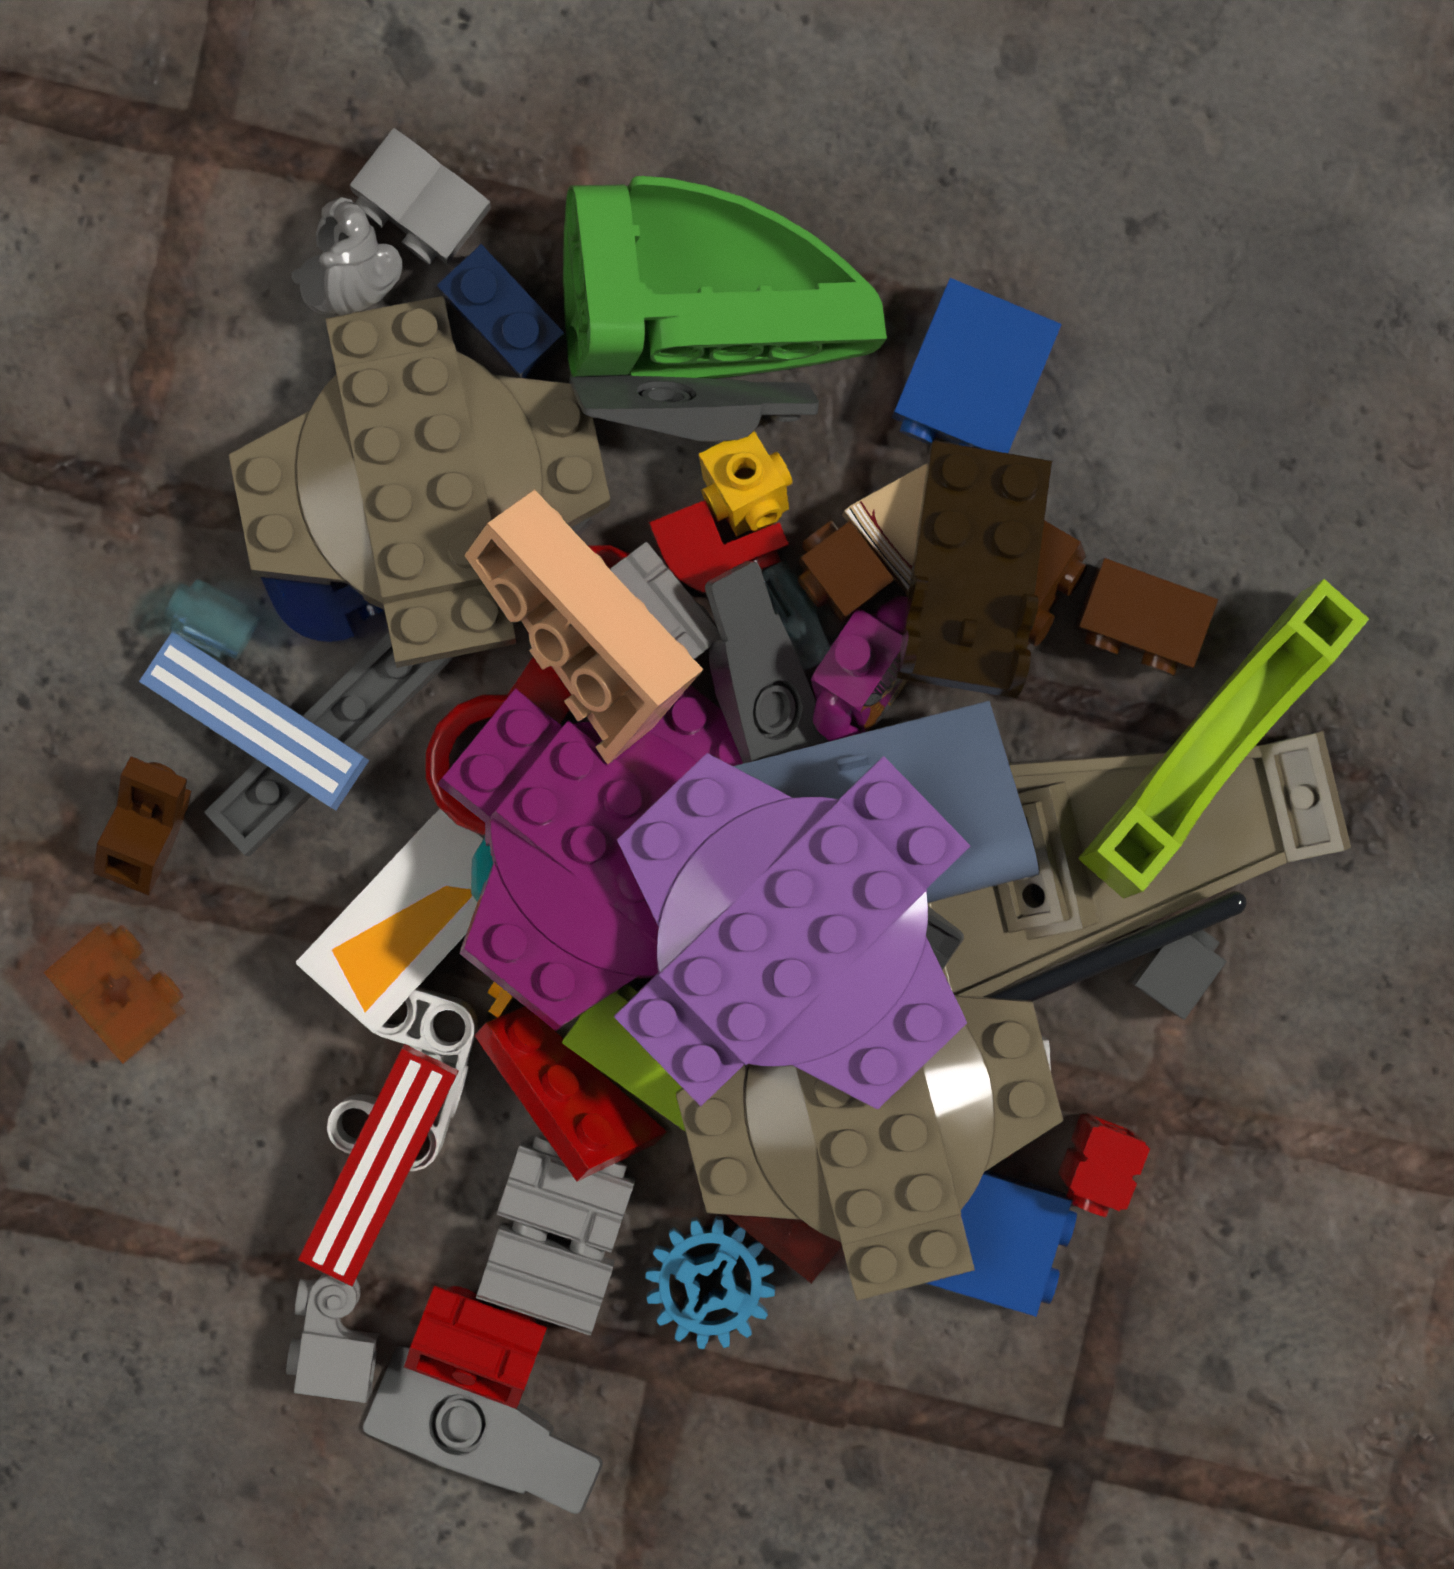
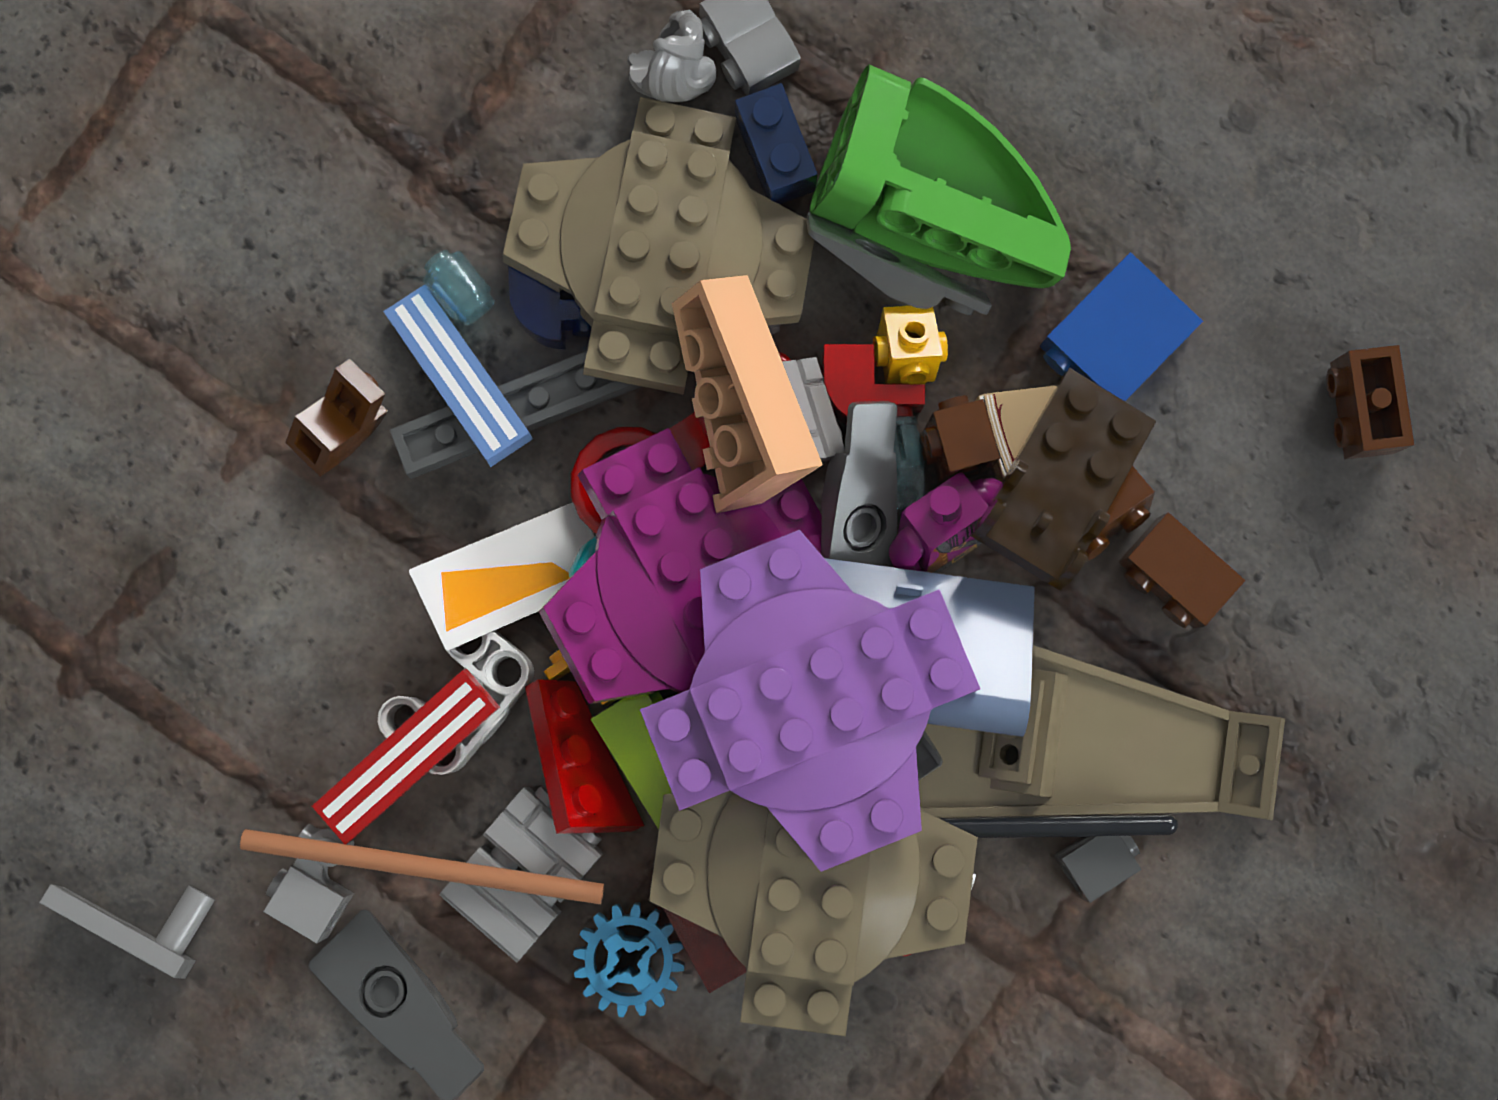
camera: 25 degrees right, 5 degrees down
(85, 982) = (243, 524): clear orange brick -> none
(201, 1480) = (163, 952): none -> light grey piece
(445, 1275) = (422, 866): none -> nougat piece
(475, 1345) = (423, 933): red brick -> none
(1013, 1243) = (883, 1028): blue brick -> none
(1102, 1165) = (979, 994): red brick -> none
(1190, 774) = (1173, 707): lime arch -> none
(1283, 339) = (1370, 402): none -> reddish brown brick

